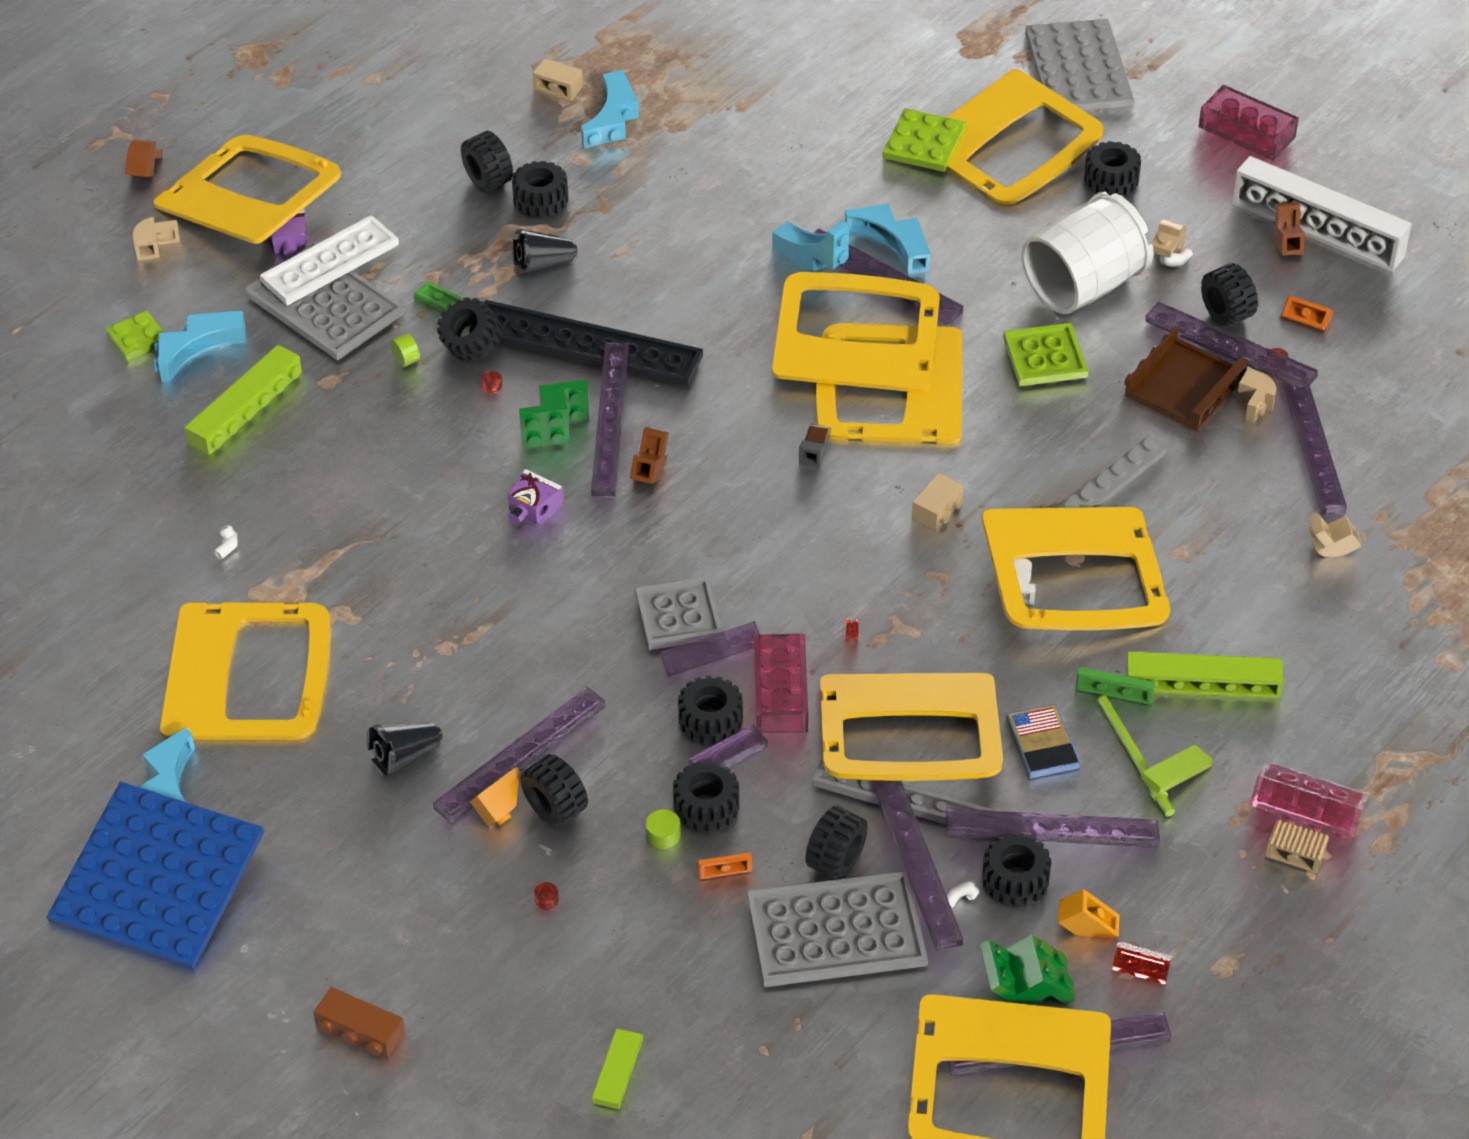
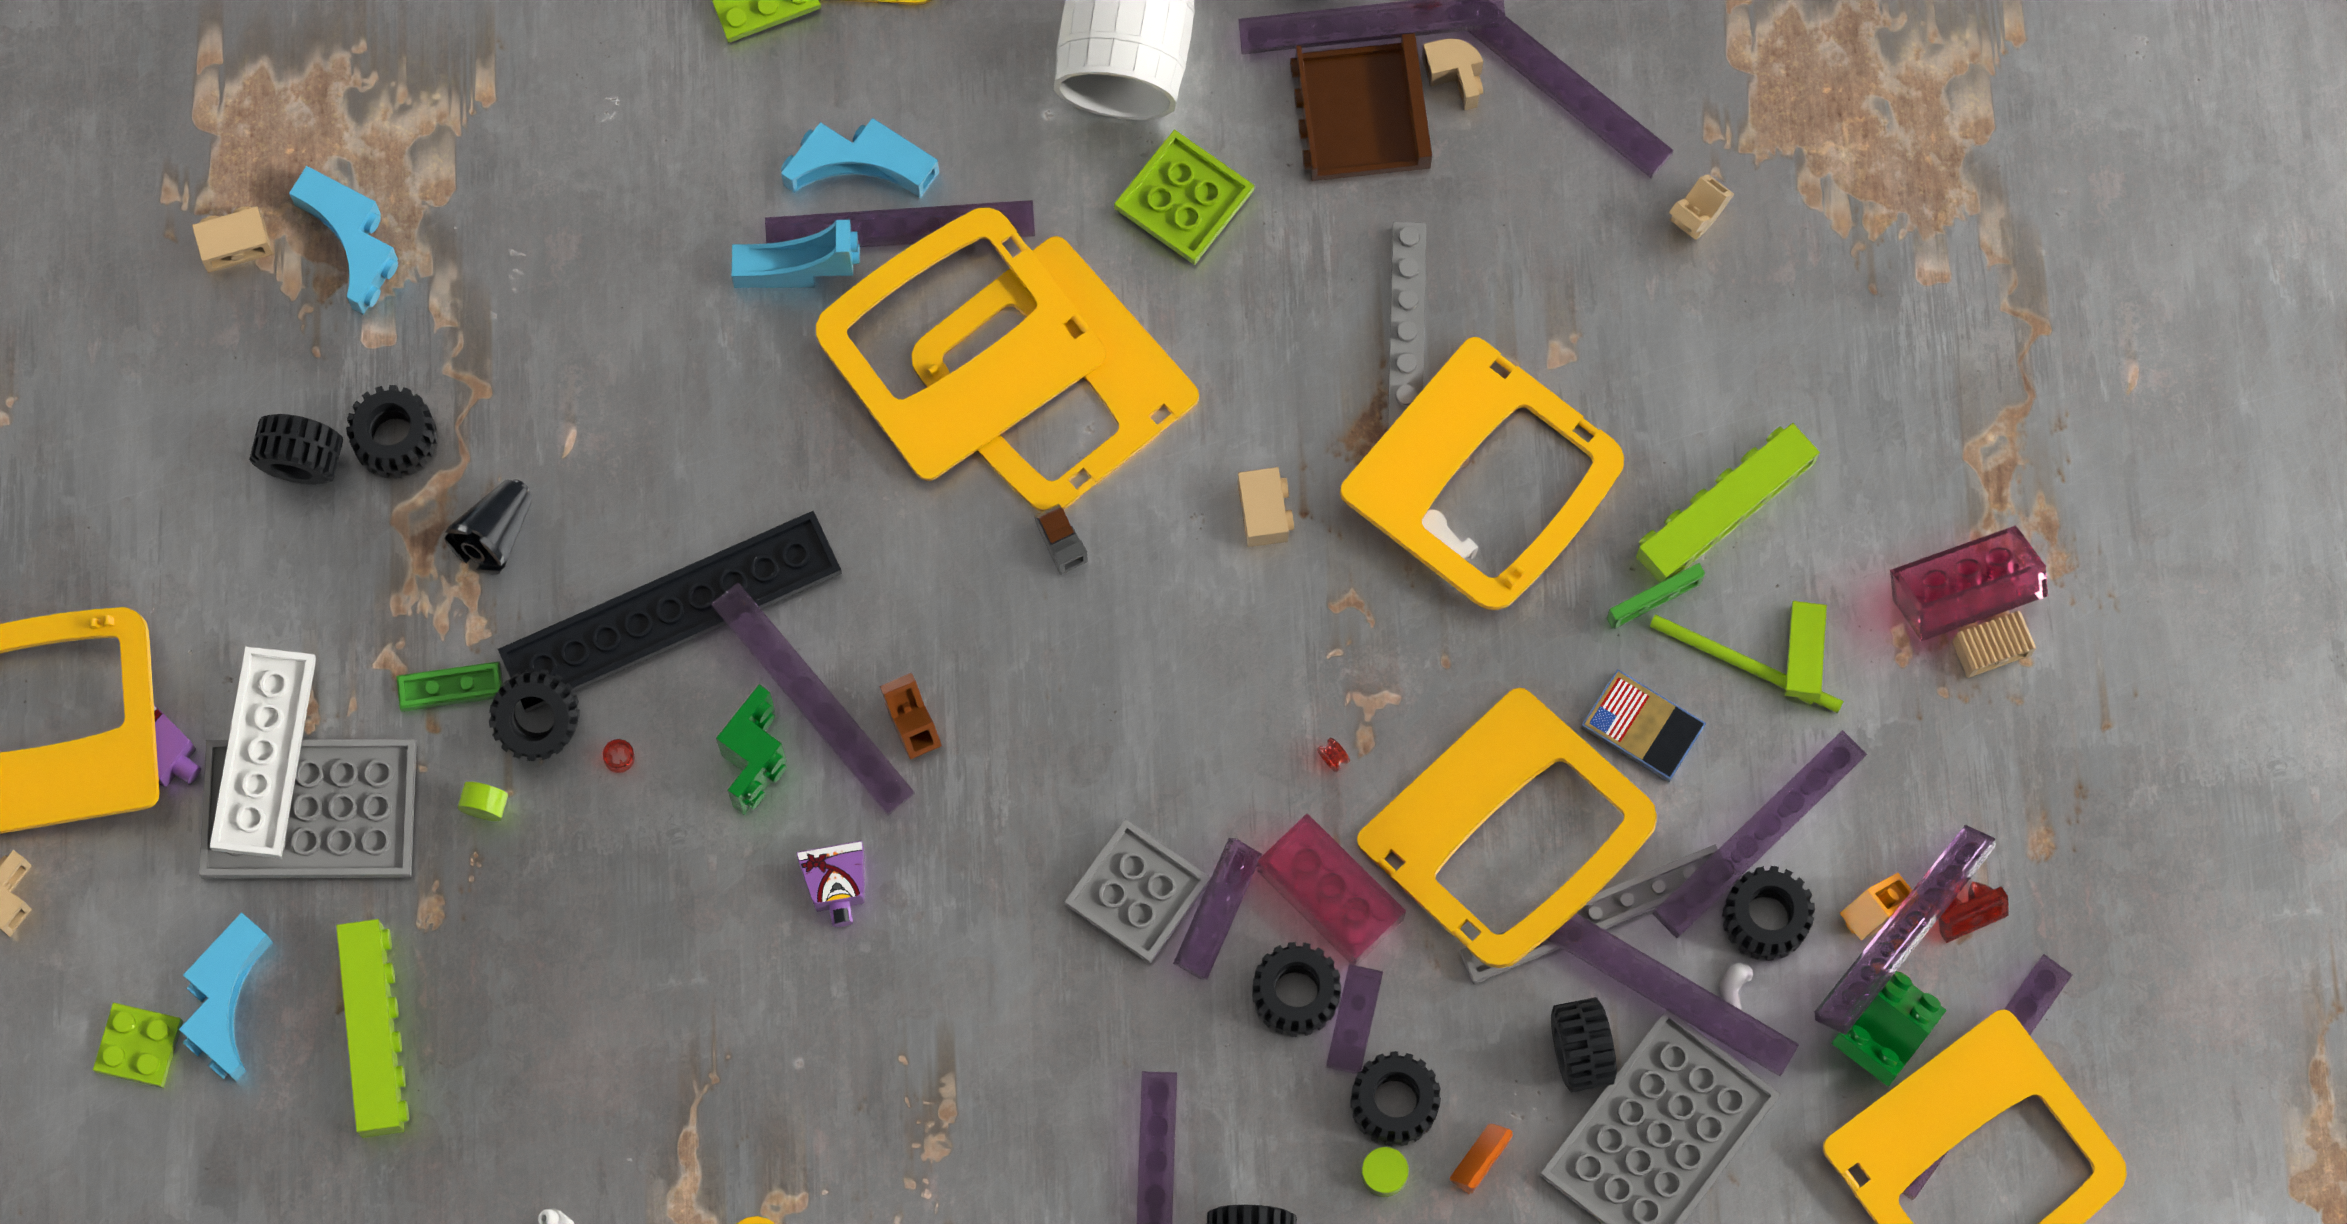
camera: 45 degrees left, 25 degrees up
(1086, 925) = (1904, 929): none -> clear purple plate

